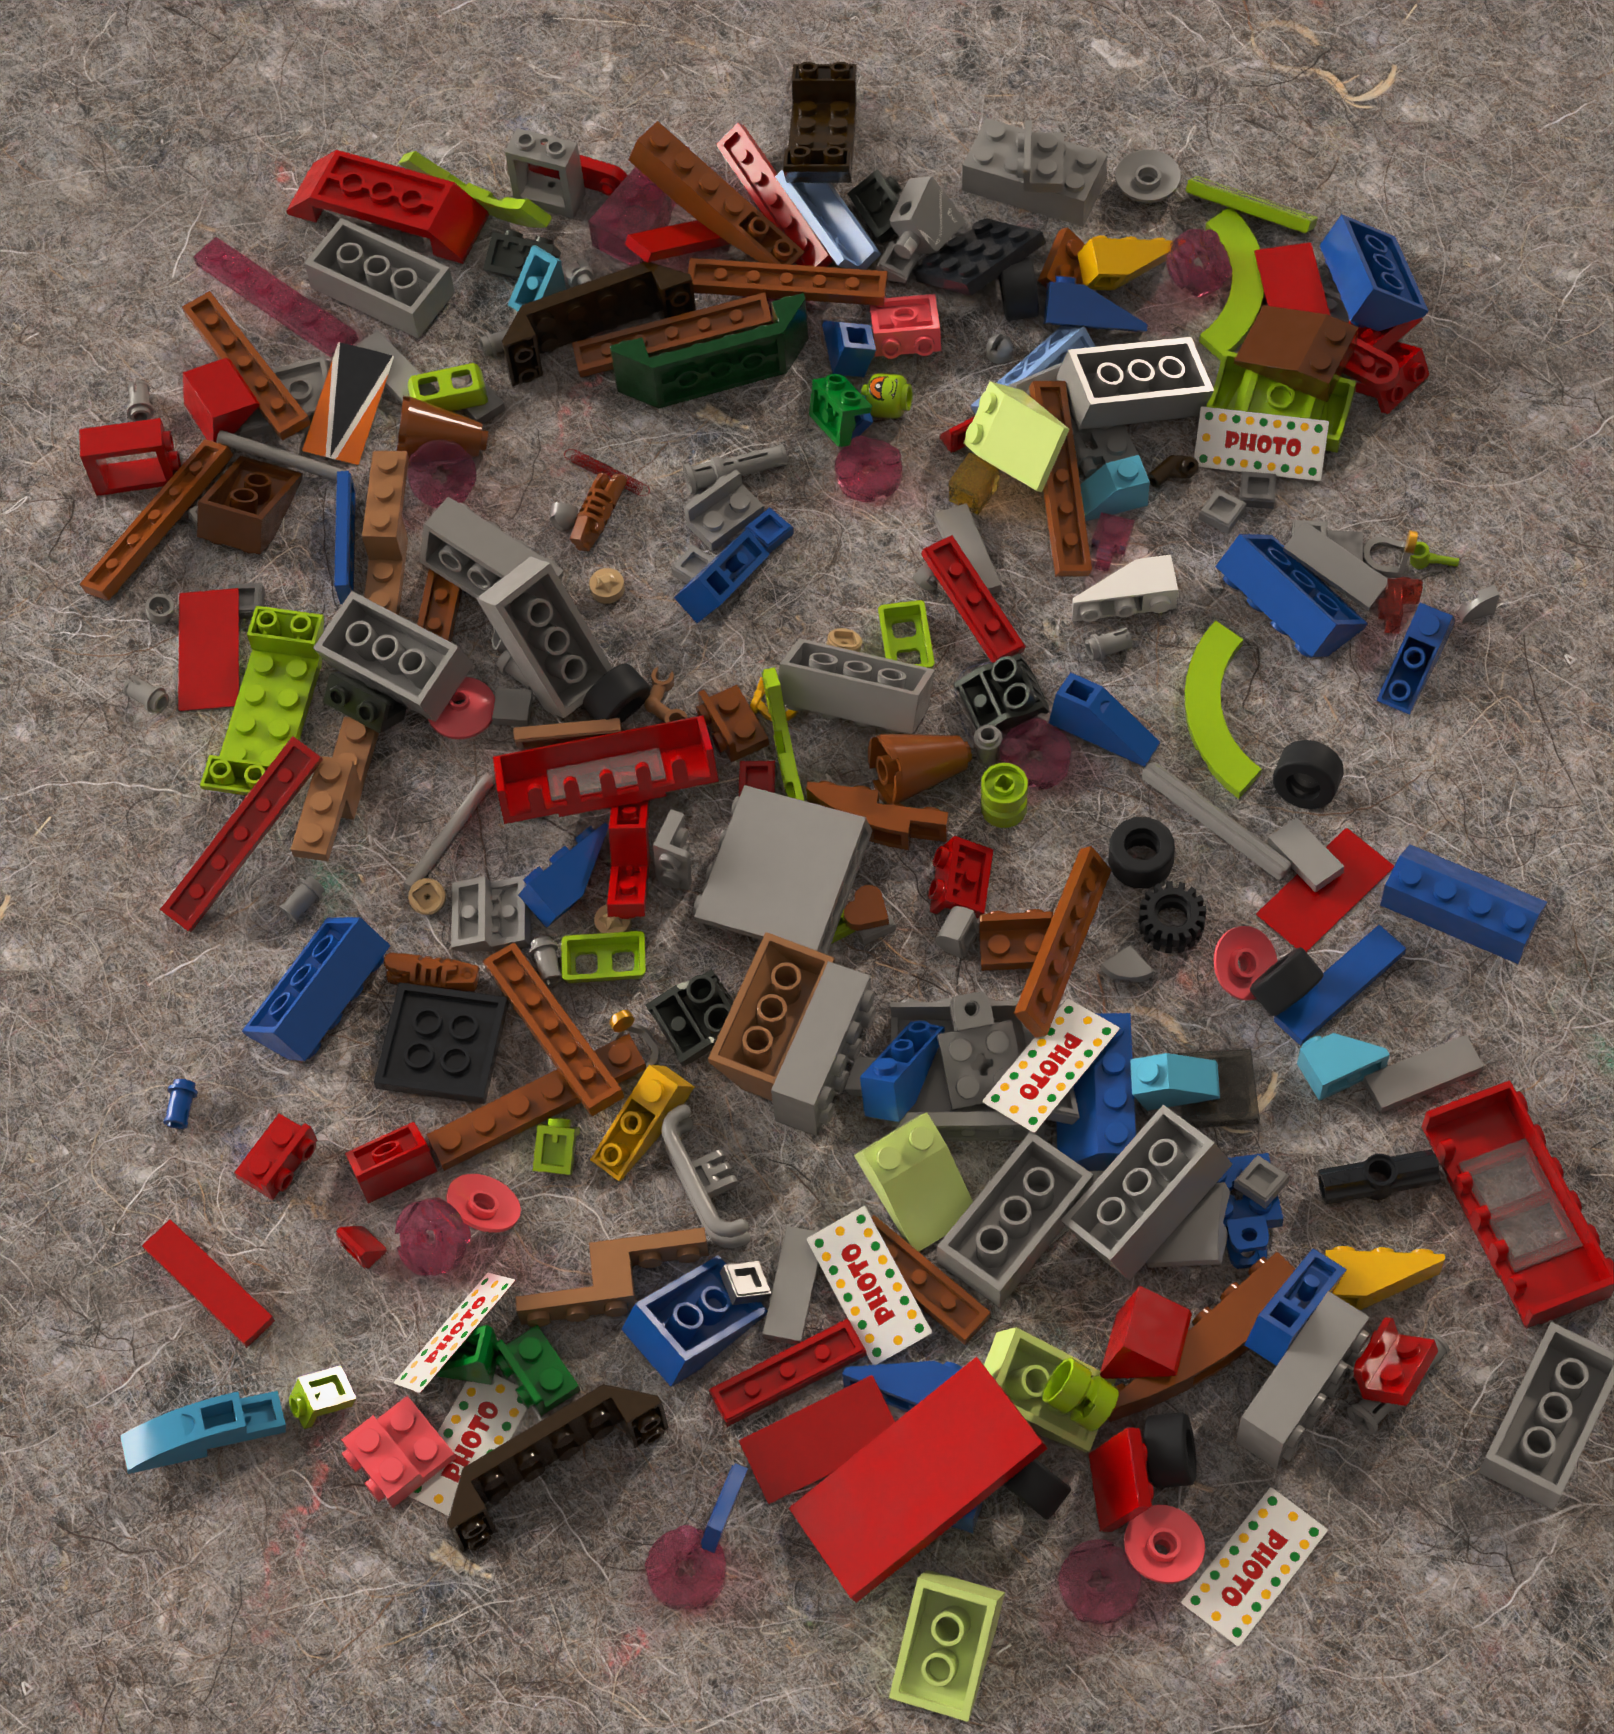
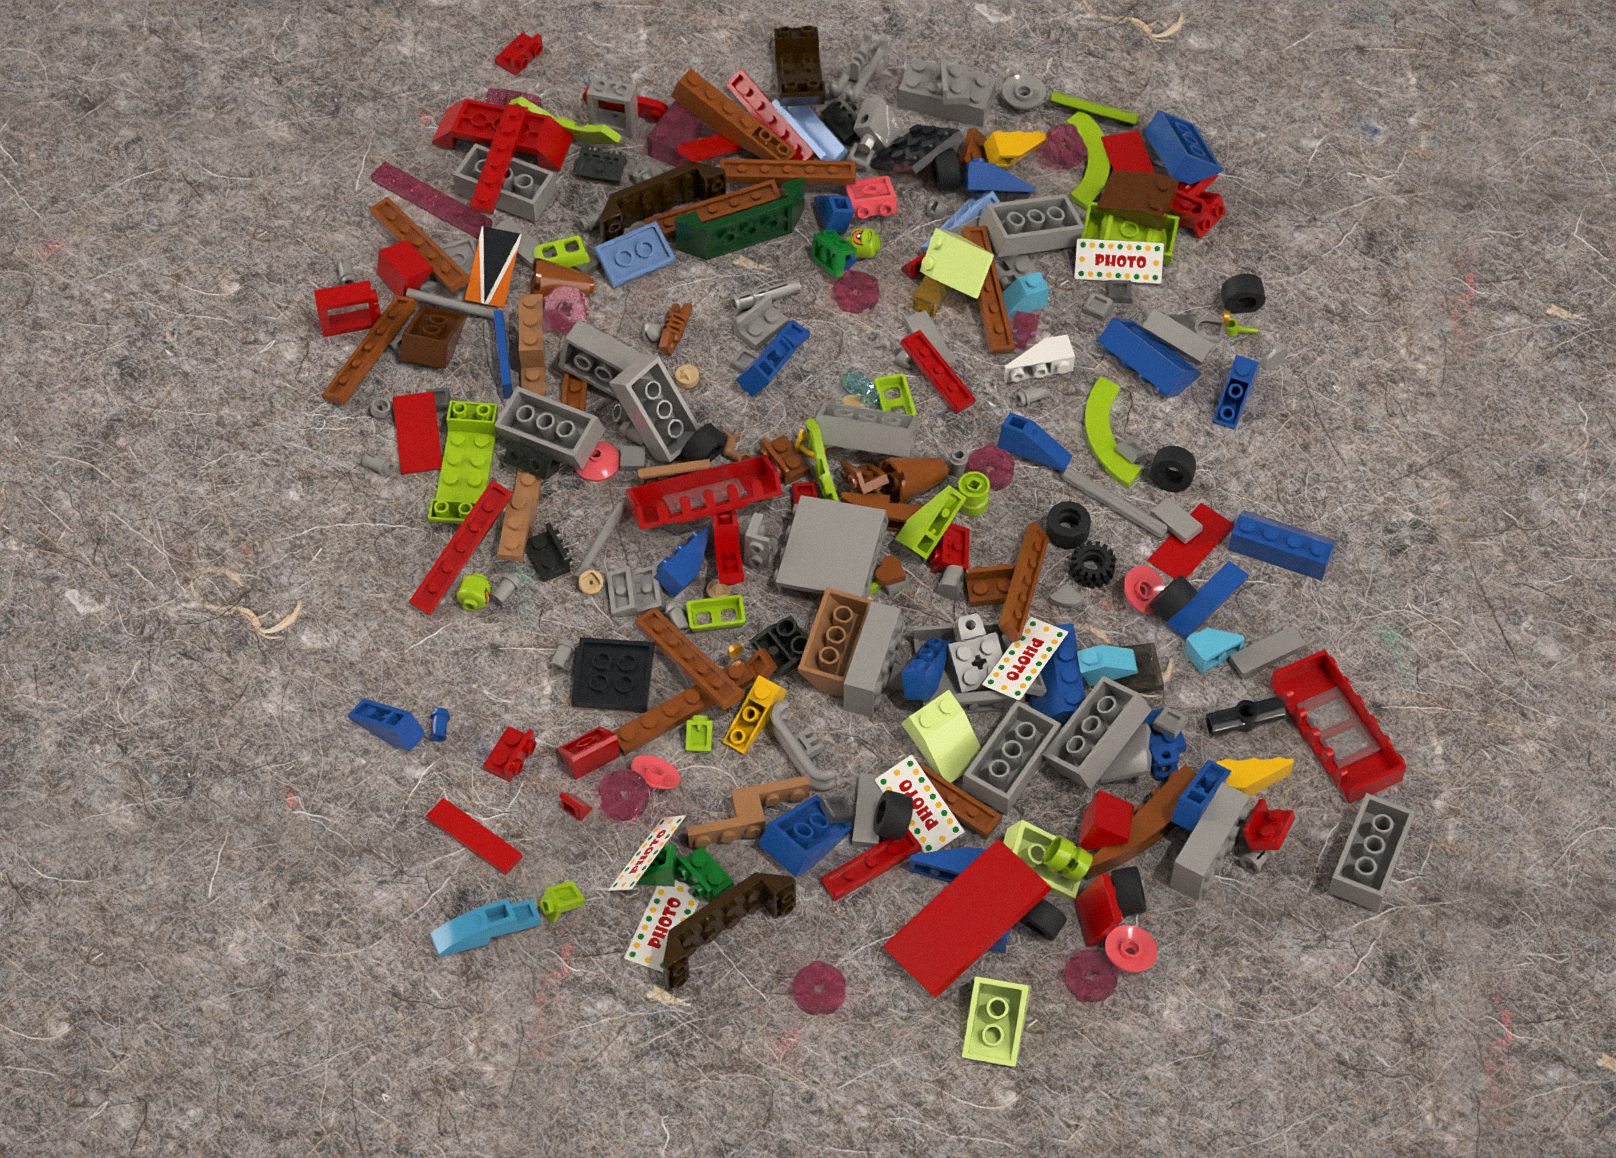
camera: 10 degrees left, 5 degrees down
(104, 1098) = (388, 723): none -> blue slope
(256, 900) = (474, 591): none -> lime head
(317, 988) = (524, 644): blue slope -> none
(370, 850) = (548, 554): none -> pearl dark grey bracket
(371, 244) = (499, 159): none -> red plate
(371, 1007) = (564, 650): none -> light grey pin
(391, 149) = (504, 96): none -> clear pink hinge
(397, 1452) = (617, 931): coral plate -> none
(428, 84) = (519, 53): none -> red bracket
(431, 972) = (599, 629): dark orange hinge -> none
(539, 278) = (617, 177): medium azure slope -> none
(552, 396) = (634, 254): none -> medium blue tile
(602, 470) = (683, 302): red piece -> none
(658, 1044) = (761, 664): none -> dark orange tile
(723, 1507) = (841, 947): blue tile -> none
(816, 1439) = (896, 901): red sticker -> none
(824, 1302) = (893, 815): none -> black tyre
(844, 761) = (864, 478): none -> dark orange bracket
(855, 613) = (860, 385): none -> clear light blue plate
(911, 130) = (859, 69): none -> light grey piece
(932, 839) = (930, 522): none -> lime slope
(1002, 693) = (963, 430): pearl dark grey slope -> none
(1173, 467) = (1062, 279): dark brown arm -> none
(1249, 741) = (1132, 451): none -> light grey tile
(1254, 1566) = (1189, 960): white sticker -> none
(1398, 592) = (1219, 353): clear red bracket -> none
(1441, 505) = (1243, 293): none -> black tyre

